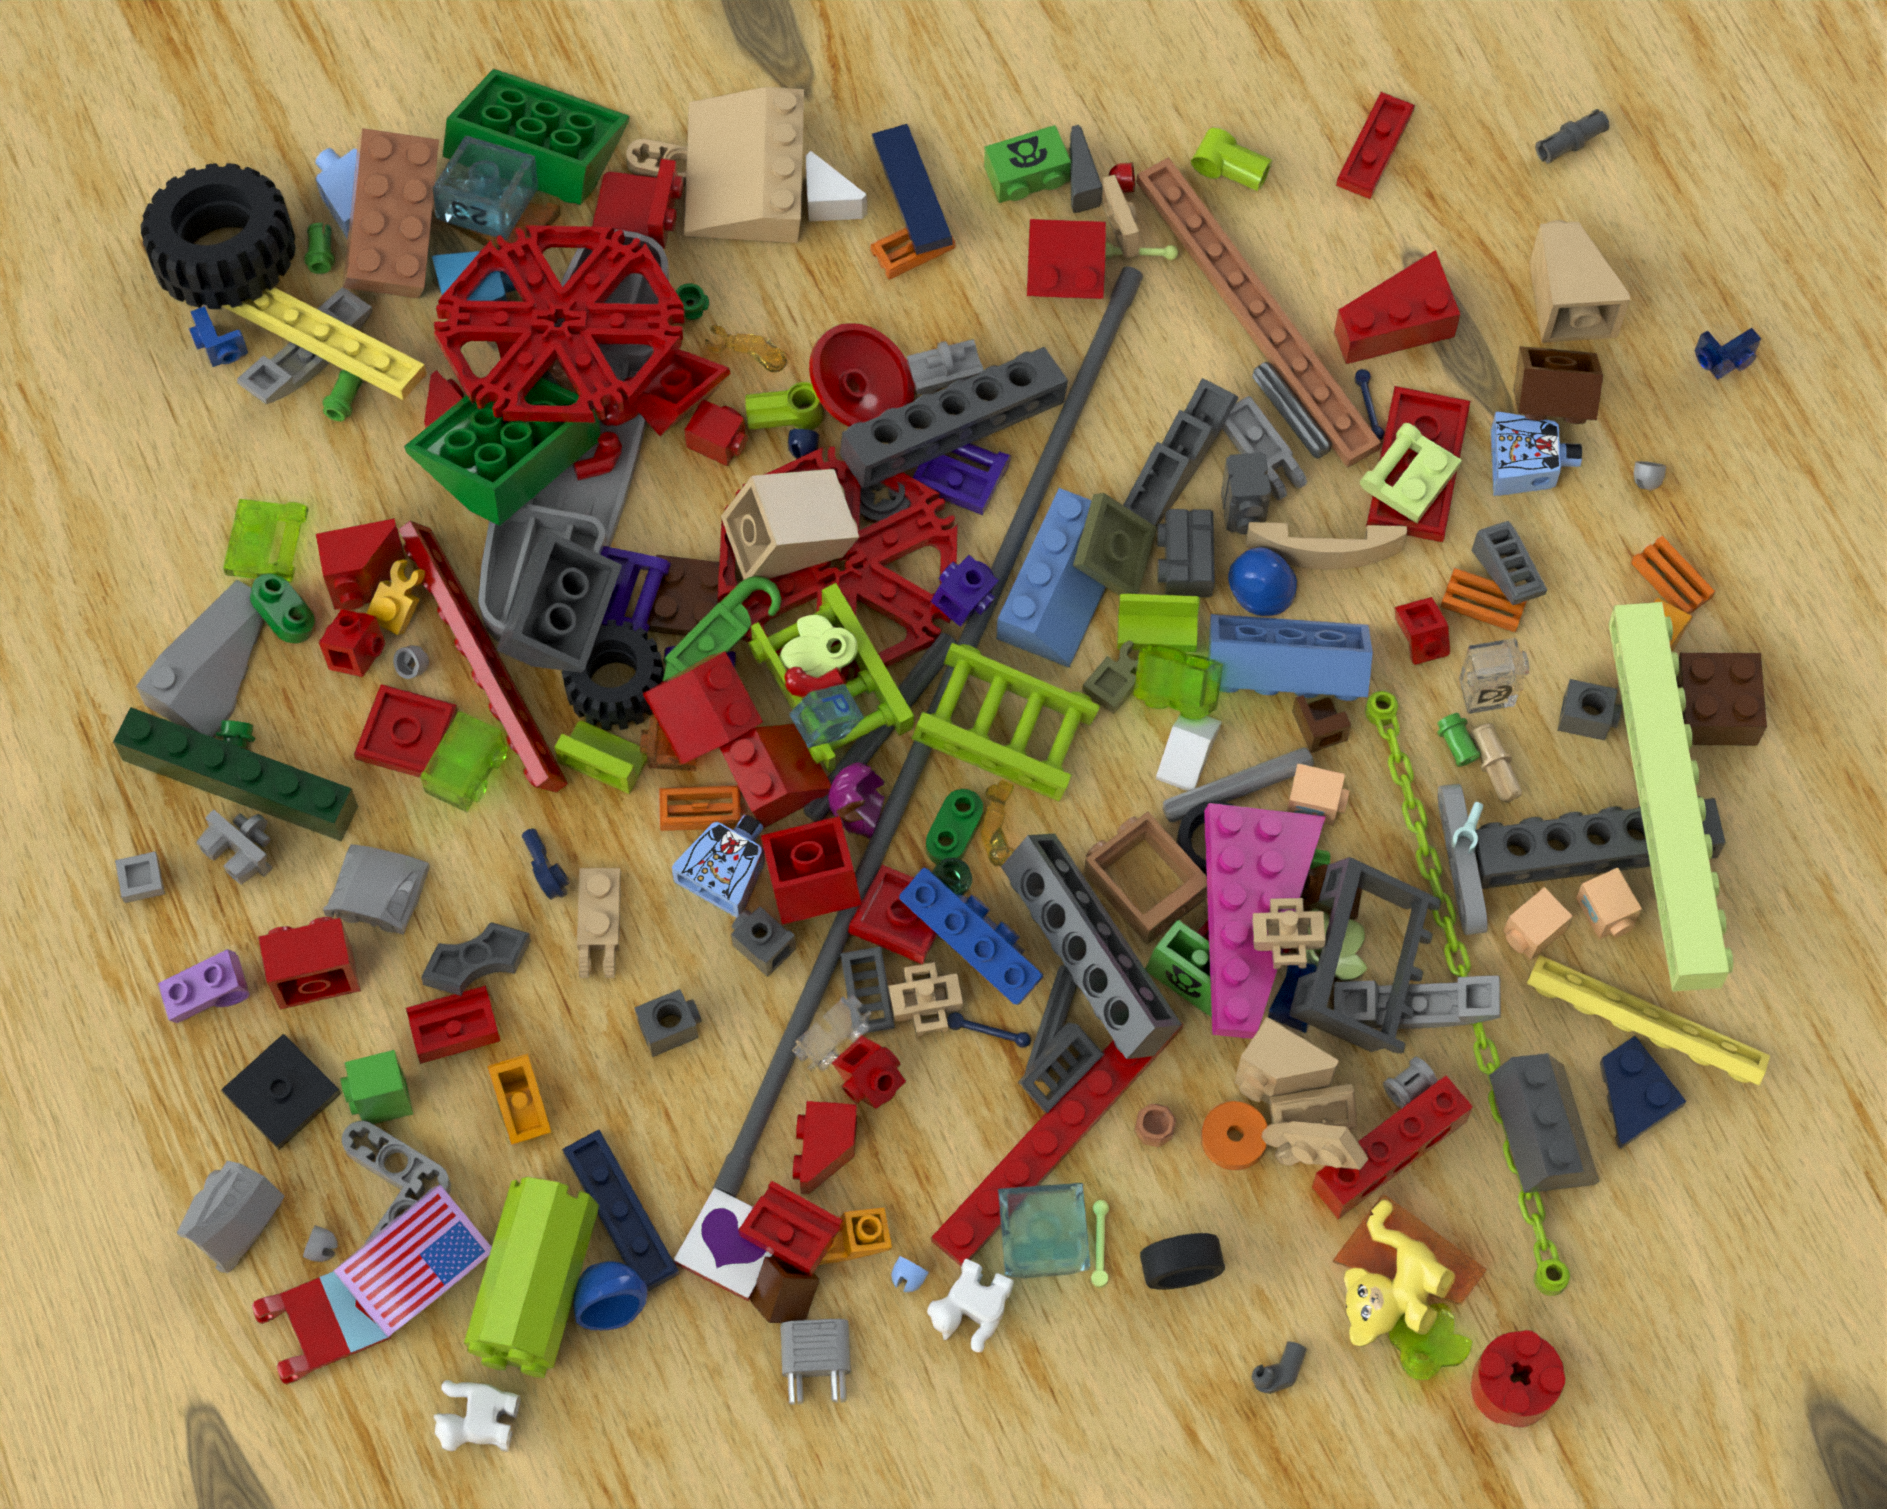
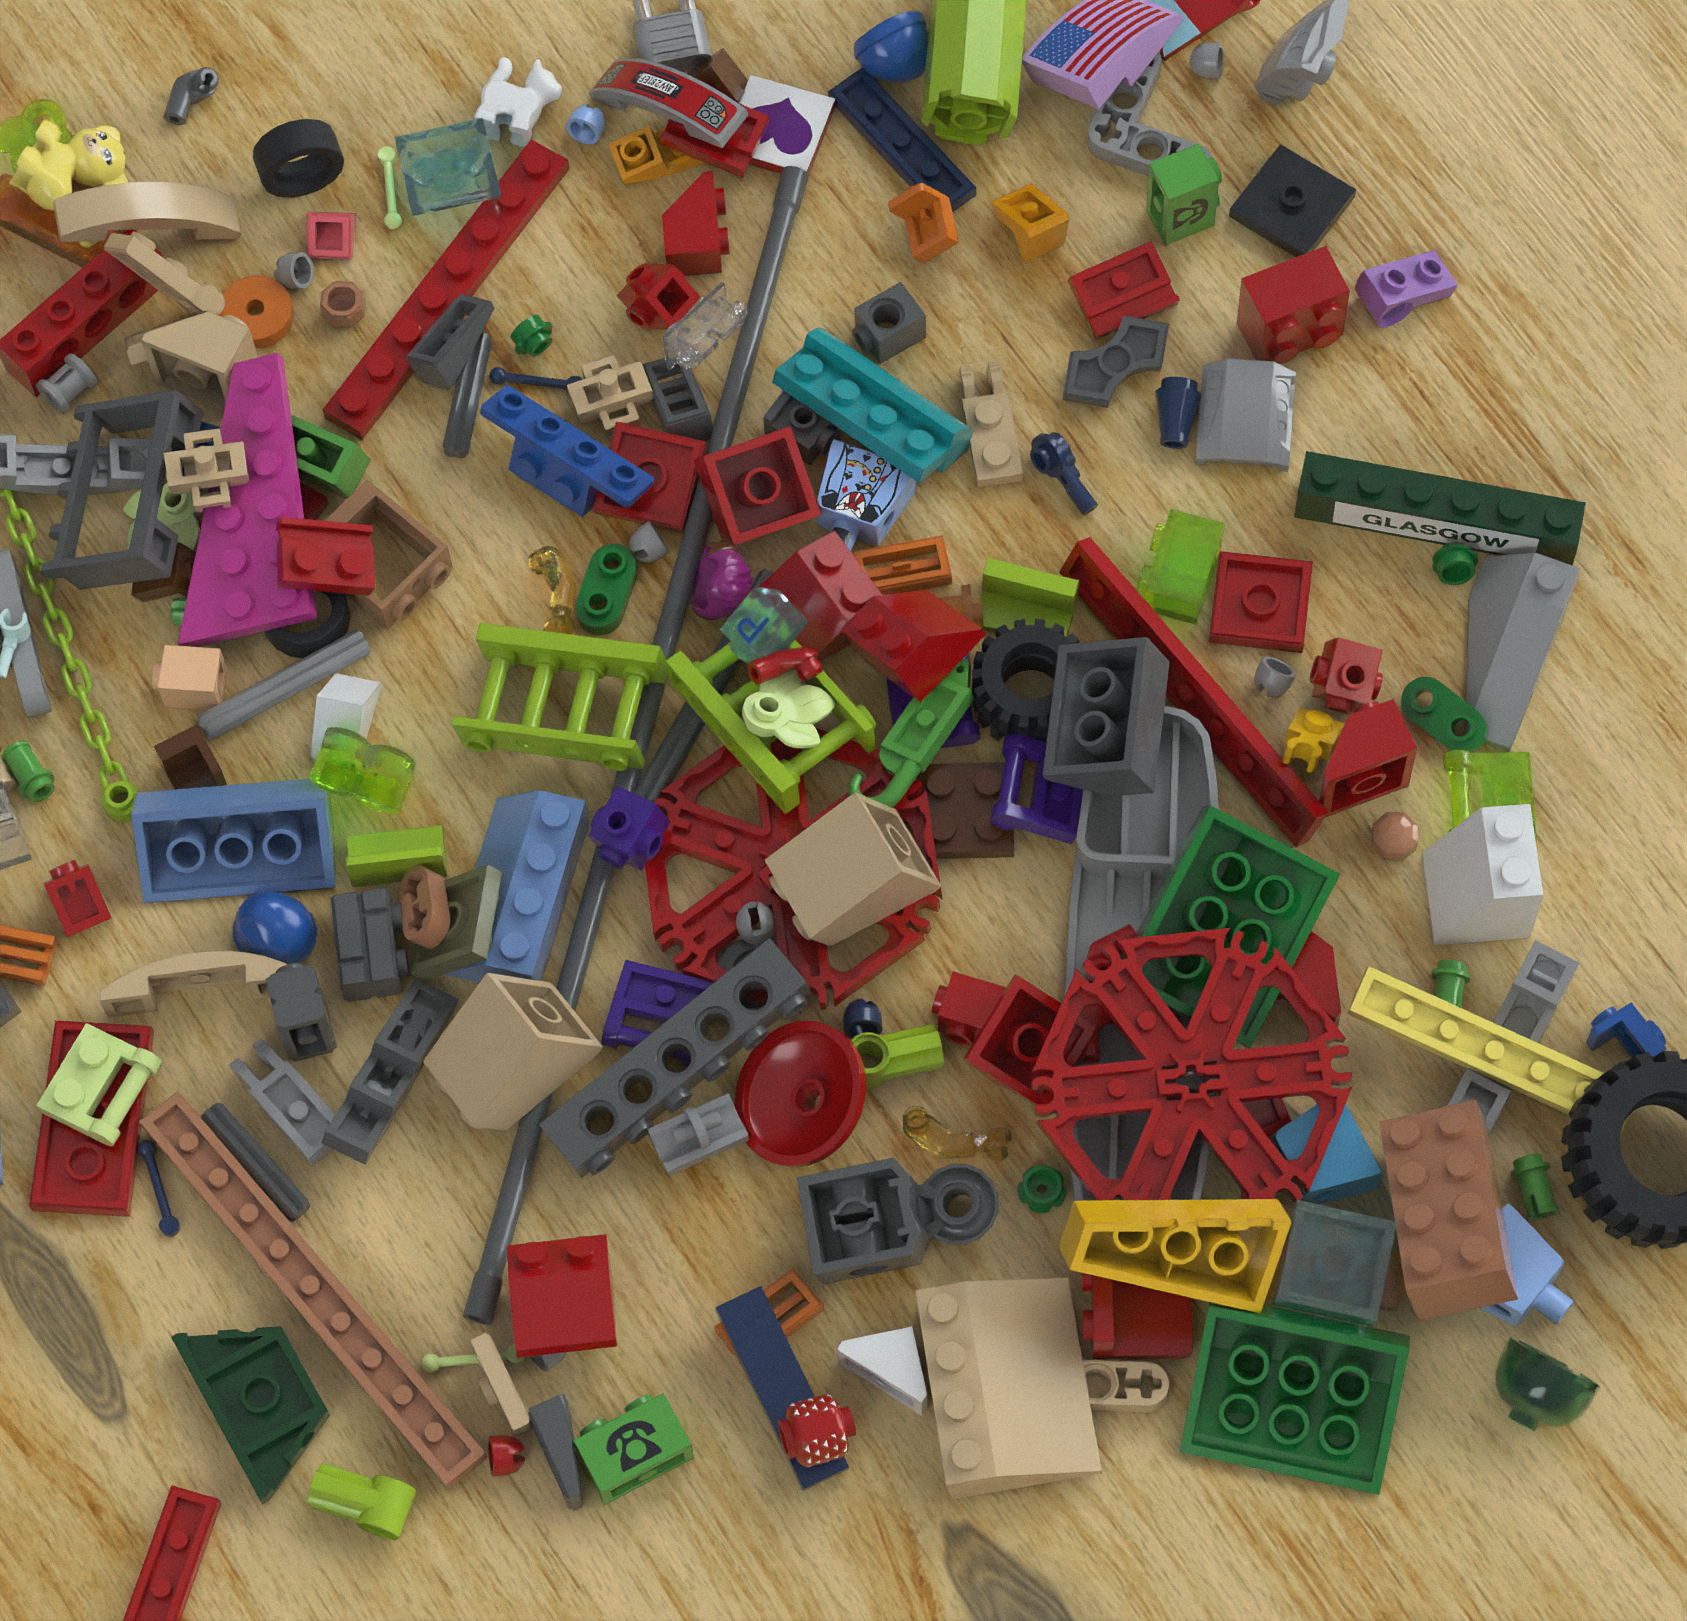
camera: 175 degrees right, 0 degrees up
(140, 877) = (1513, 390): light grey plate -> none
(248, 857) = (1410, 441): light grey hips -> none
(289, 454) = (1484, 878): none -> white slope
(348, 516) = (1394, 836): none -> nougat tile
(350, 103) = (1541, 1387): none -> clear green cylinder
(433, 906) = (1177, 408): none -> dark blue cone
(598, 198) = (1181, 1247): none -> yellow wedge
(613, 1113) = (927, 220): none -> orange bracket
(697, 934) = (873, 406): none -> teal brick
(820, 285) = (881, 1220): none -> dark grey brick
(832, 1261) = (671, 94): none -> slope
(865, 512) = (767, 922): none -> light grey hinge
(891, 139) = (816, 1430): none -> red head
(912, 856) = (647, 544): none -> light grey hinge
(954, 874) = (590, 516): clear green plate -> none
(987, 1066) = (532, 336): none -> green plate
(1081, 438) = (509, 1050): none -> tan slope
(1091, 946) = (431, 451): dark grey brick -> none
(1113, 680) = (440, 778): olive plate -> none
(1139, 564) = (424, 907): none -> nougat beam
(1159, 1206) = (330, 235): none -> coral slope
(1191, 845) = (325, 556): none -> red plate
(1197, 1165) = (294, 263): none -> light grey hinge
(1305, 242) = (257, 1399): none -> dark green wing
(1328, 1222) = (146, 205): none -> tan slope
(1399, 313) = (124, 1302): red wedge -> none

